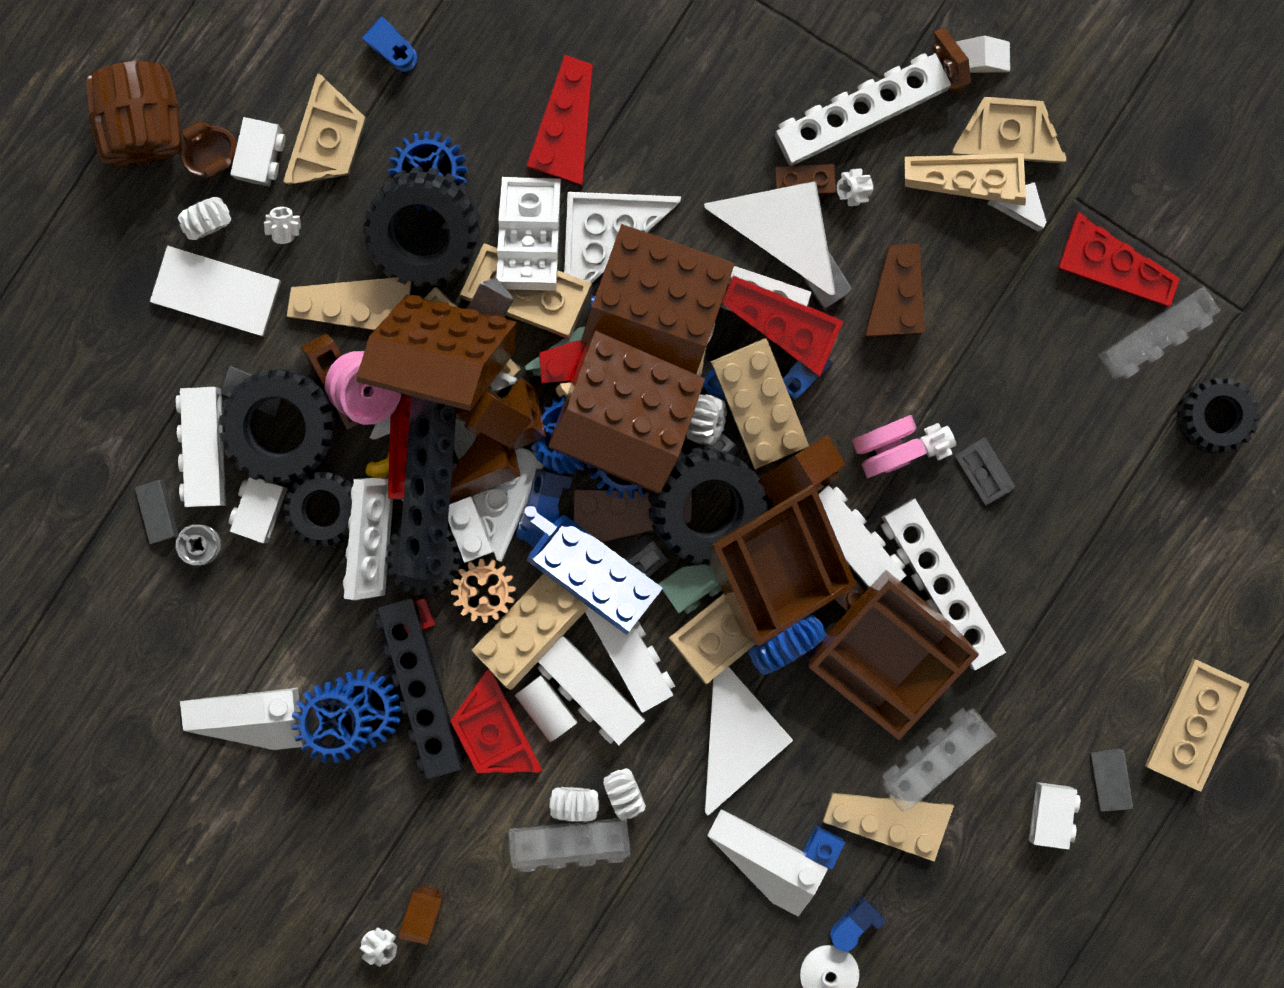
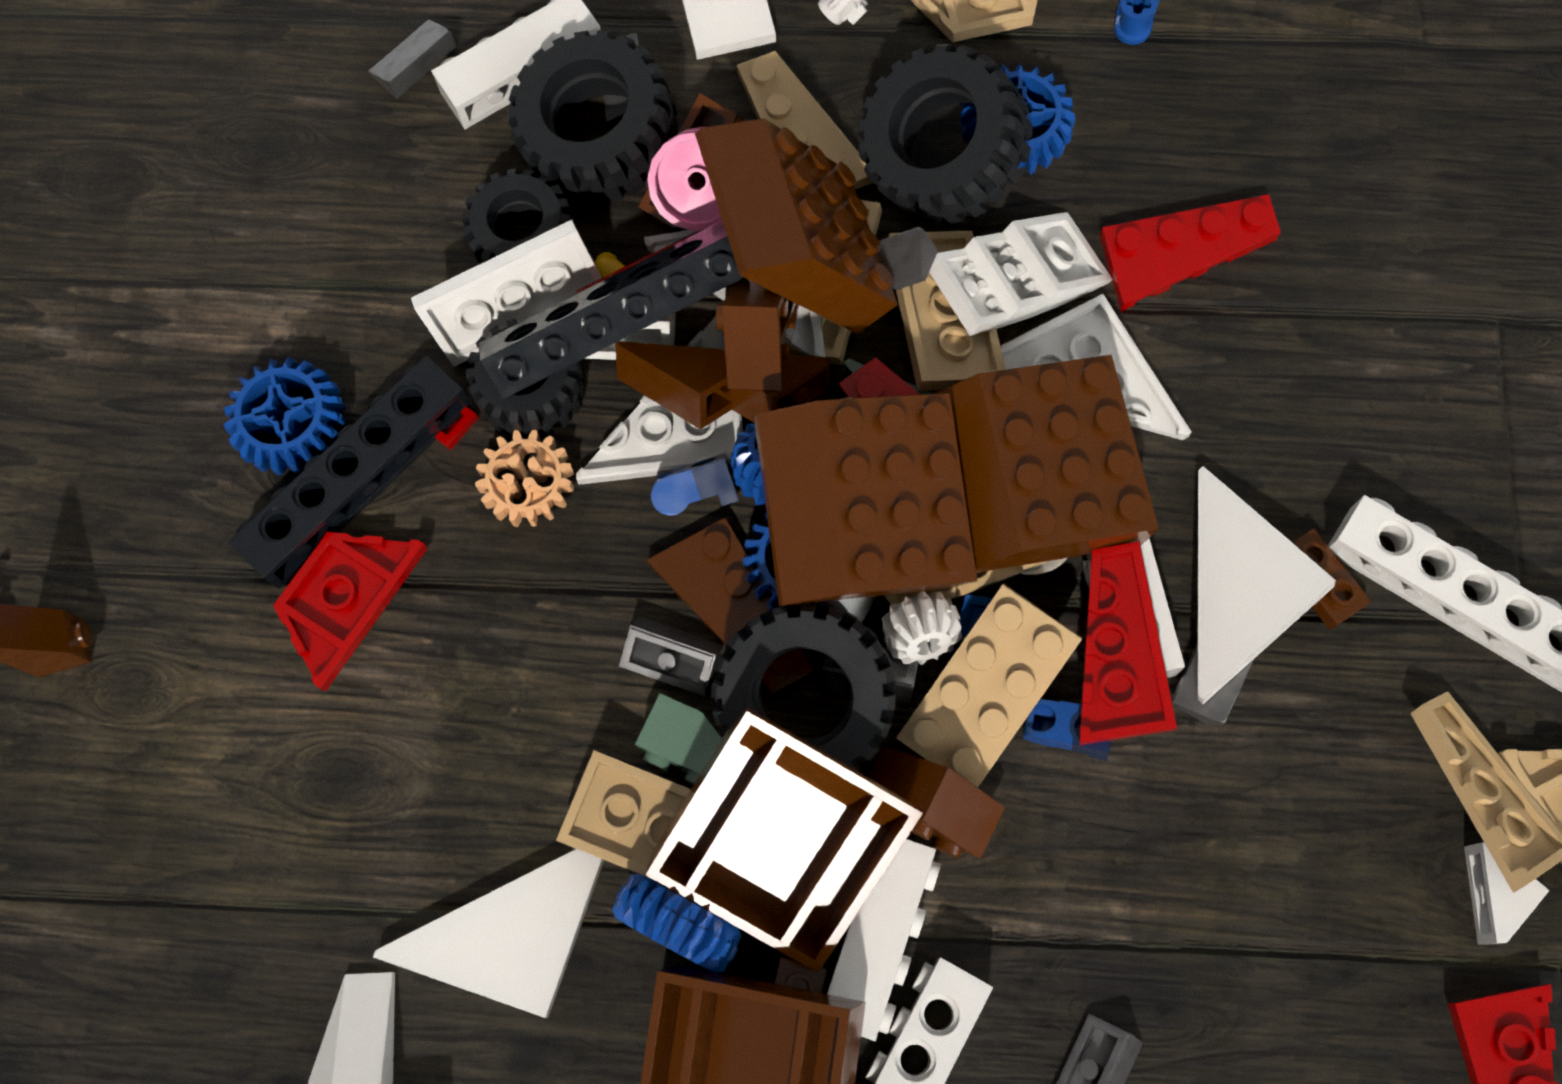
camera: 65 degrees right, 15 degrees down
(210, 542) = (409, 126): light grey wheel -> none
(248, 718) = (208, 299): white wedge -> none
(257, 509) = (472, 155): white brick -> none
(342, 731) = (251, 398): blue gear -> none
(469, 530) = (593, 412): white brick -> none
(528, 630) = (508, 564): tan plate -> none
(546, 708) = (413, 648): white brick -> none
(569, 843) = (234, 784): clear brick -> none
(574, 804) = (291, 756): white gear -> none
(588, 569) = (625, 590): hinge -> none
(591, 690) = (465, 690): white brick -> none
(624, 794) = (340, 817): white gear -> none
(634, 662) = (547, 711): white brick -> none
(855, 187) = (1362, 645): white gear -> none
(889, 447) = (1043, 902): bright pink wheel -> none
(898, 296) = (1257, 793): reddish brown wedge -> none
(938, 441) = (1094, 974): white gear -> none

